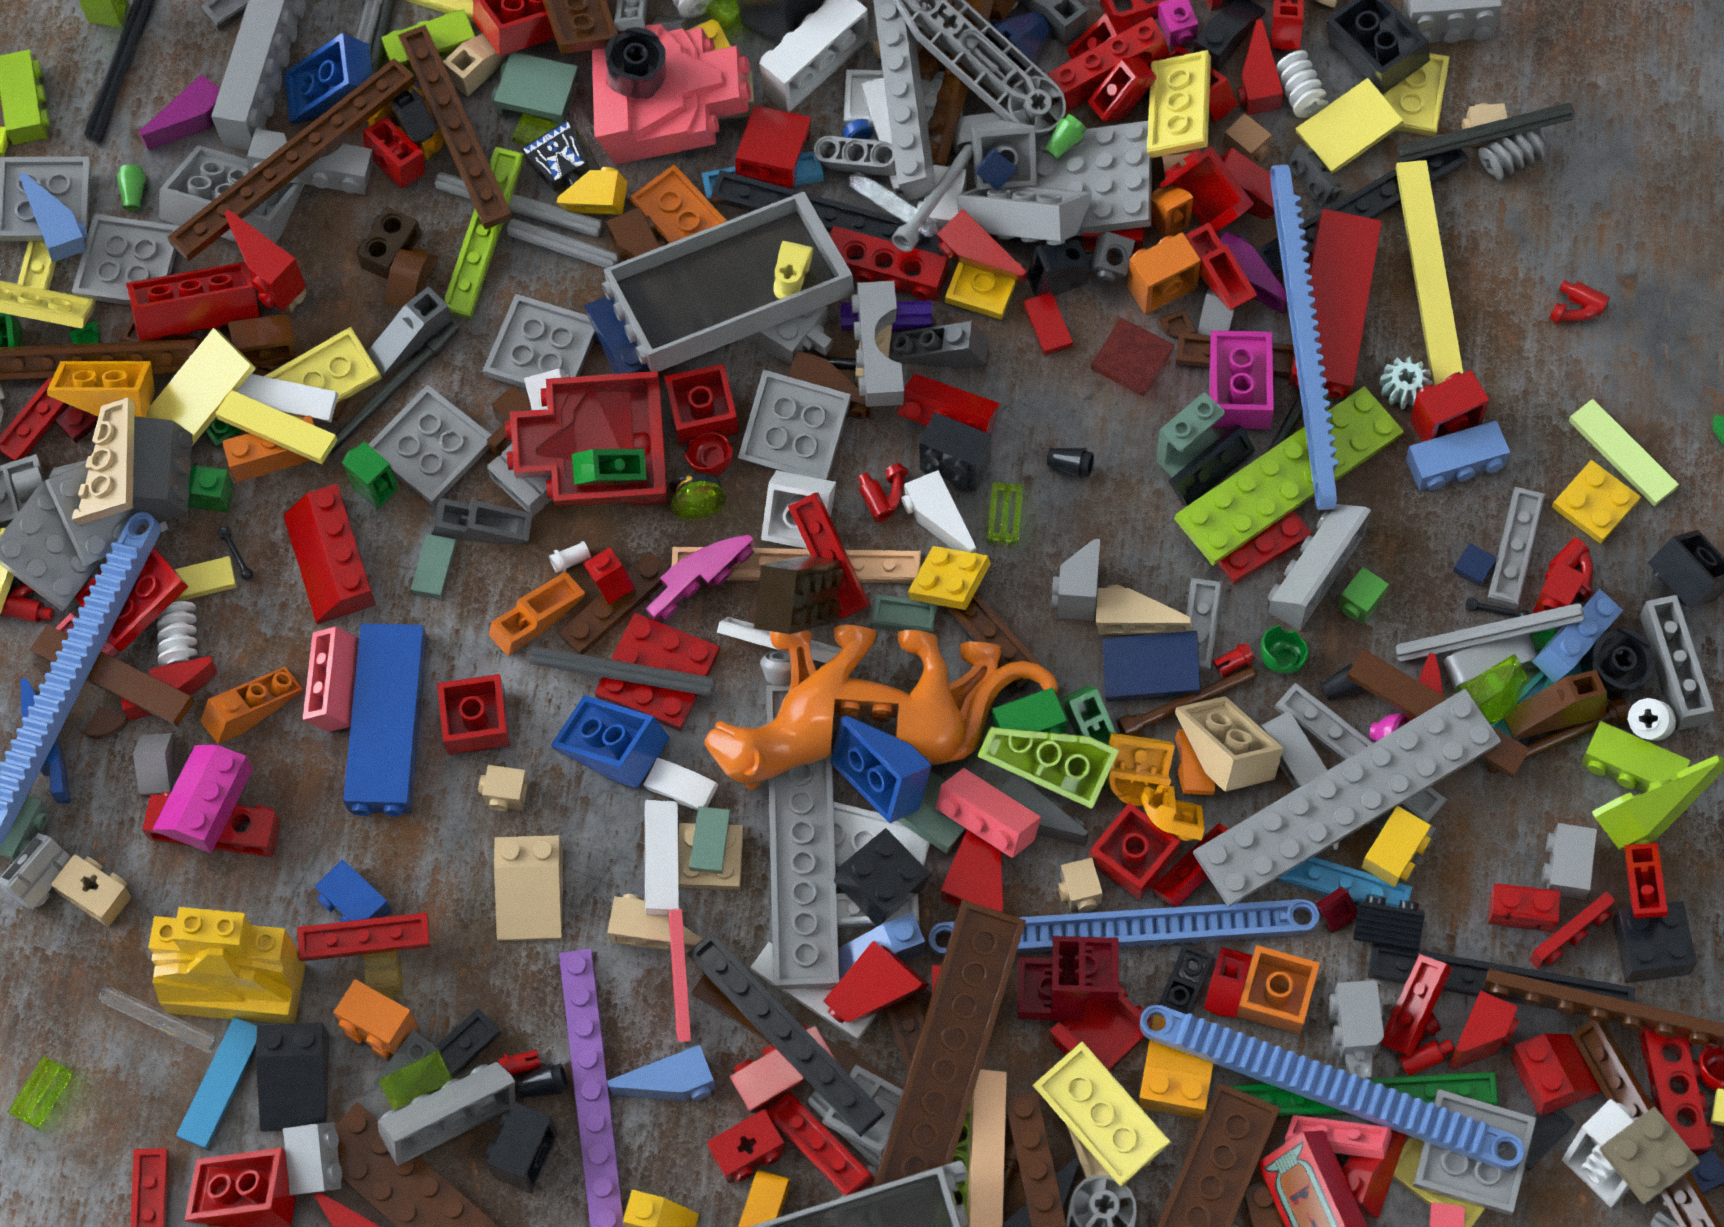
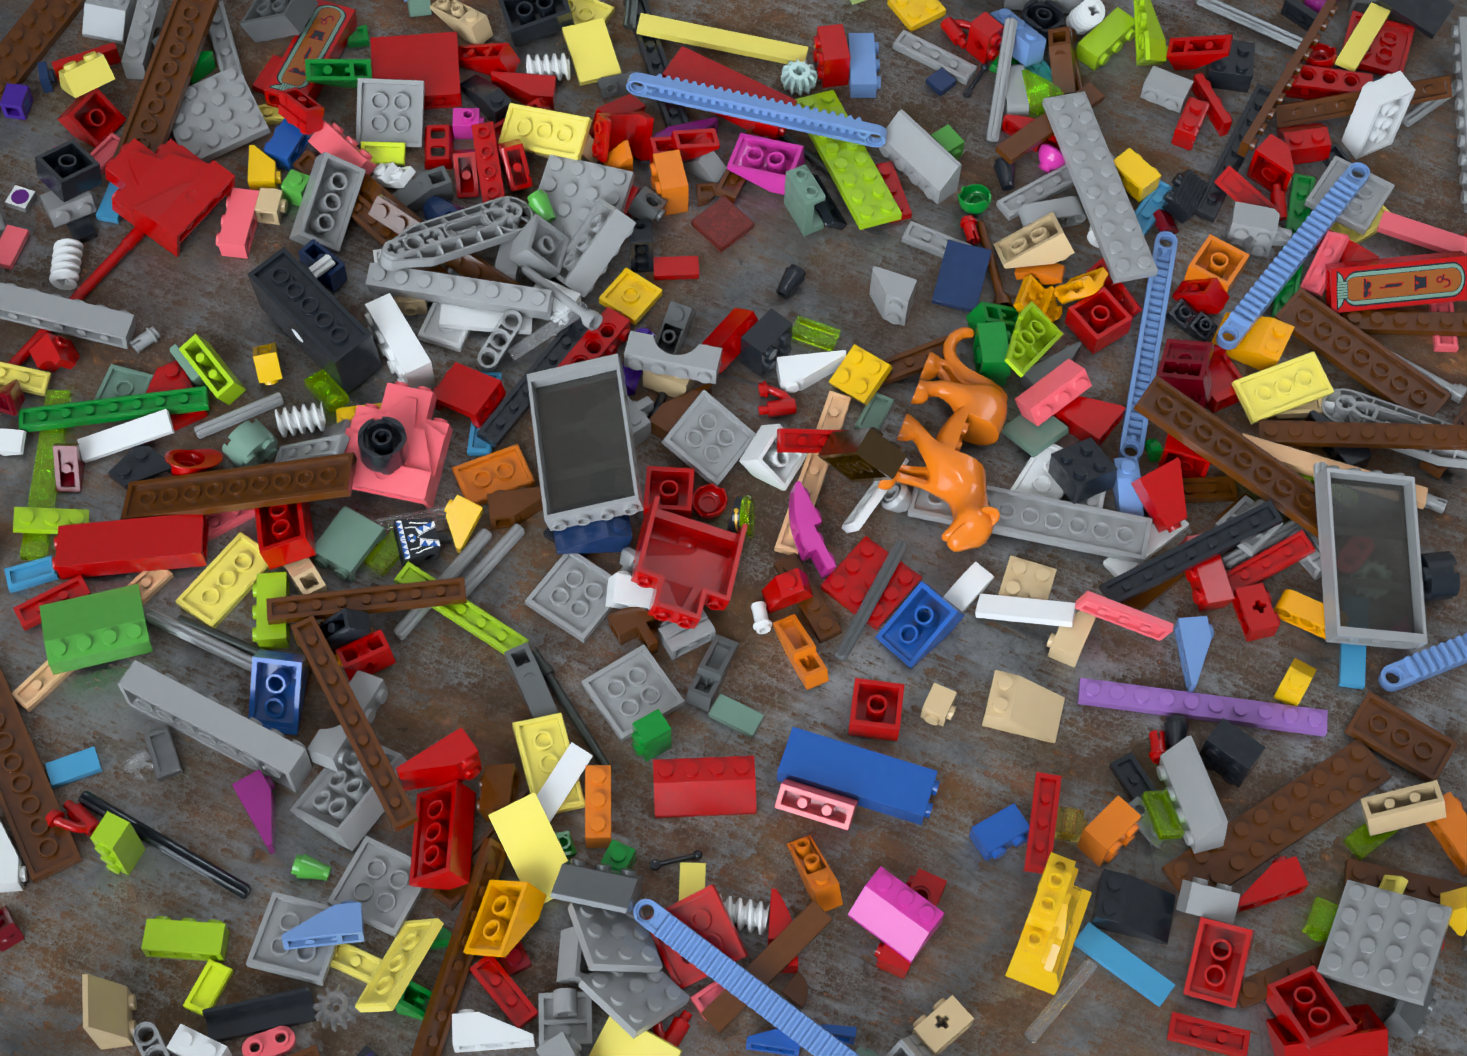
camera: 80 degrees left, 5 degrees down
(110, 466) = (603, 912): tan wing -> none
(154, 763) = (842, 957): light grey slope -> none
(276, 427) = (592, 789): light yellow tile -> none
(382, 241) = (448, 679): dark brown brick -> none
(408, 275) = (483, 670): reddish brown brick -> none
(609, 466) = (713, 557): green brick -> none
(710, 840) = (1021, 574): sand green tile -> none
(791, 268) = (596, 392): light yellow piece -> none
(858, 129) = (475, 340): blue tile -> none
(881, 768) = (1007, 443): blue slope -> none
(975, 247) = (606, 285): red slope -> none
(995, 169) = (554, 252): dark blue tile -> none
(1080, 885) = (1111, 360): tan brick -> none
(1132, 613) = (925, 269): tan slope -> none
(1248, 139) = (580, 105): medium nougat brick -> none
(1649, 1155) = (1406, 76): dark tan plate -> none

